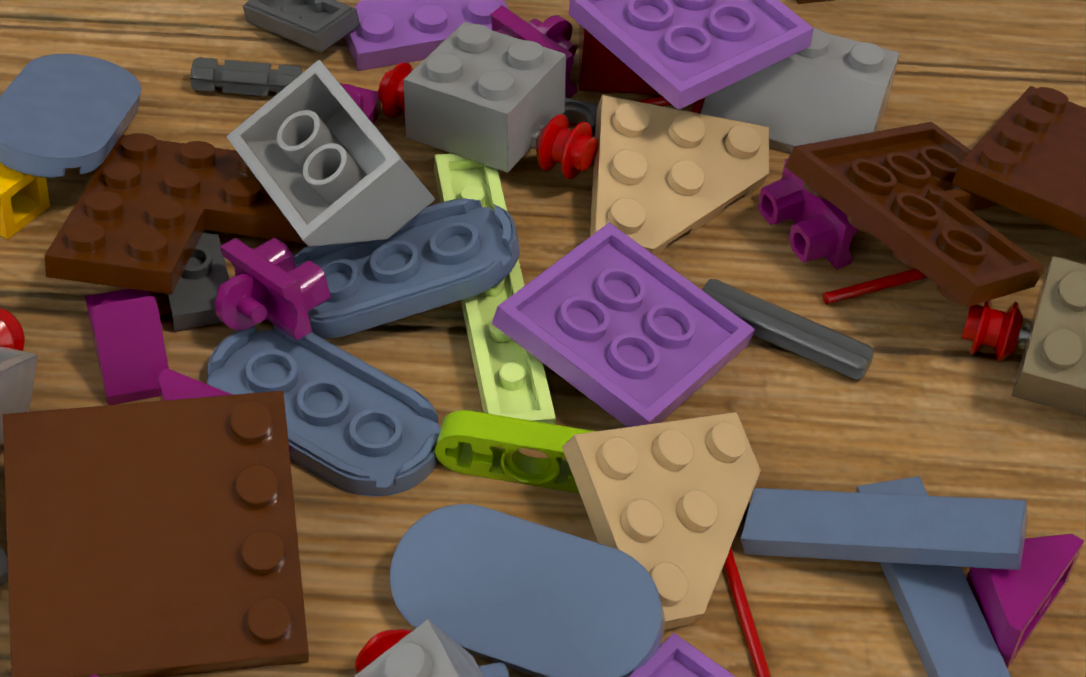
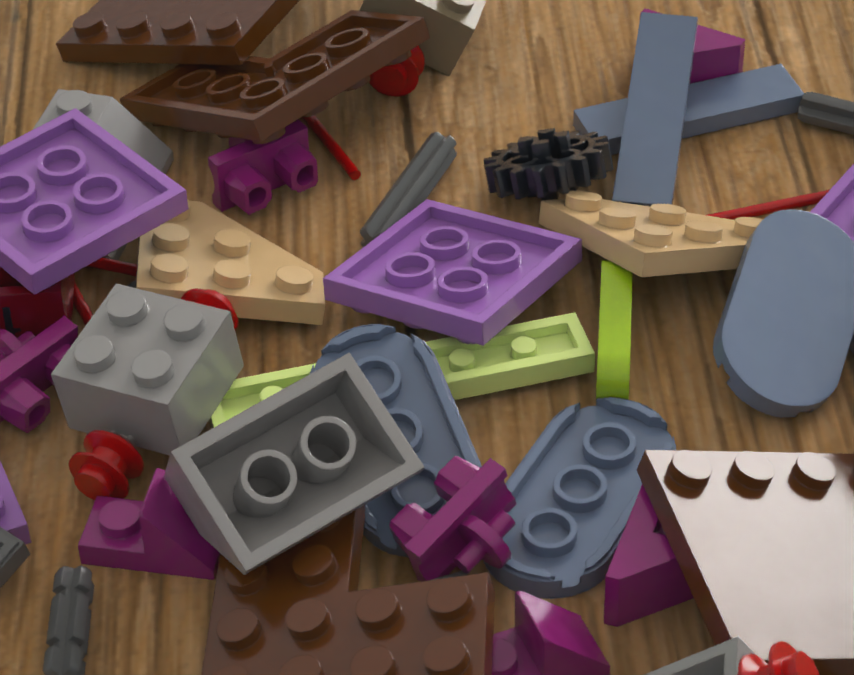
camera: 90 degrees left, 5 degrees down
(800, 427) = (548, 164): none -> black gear

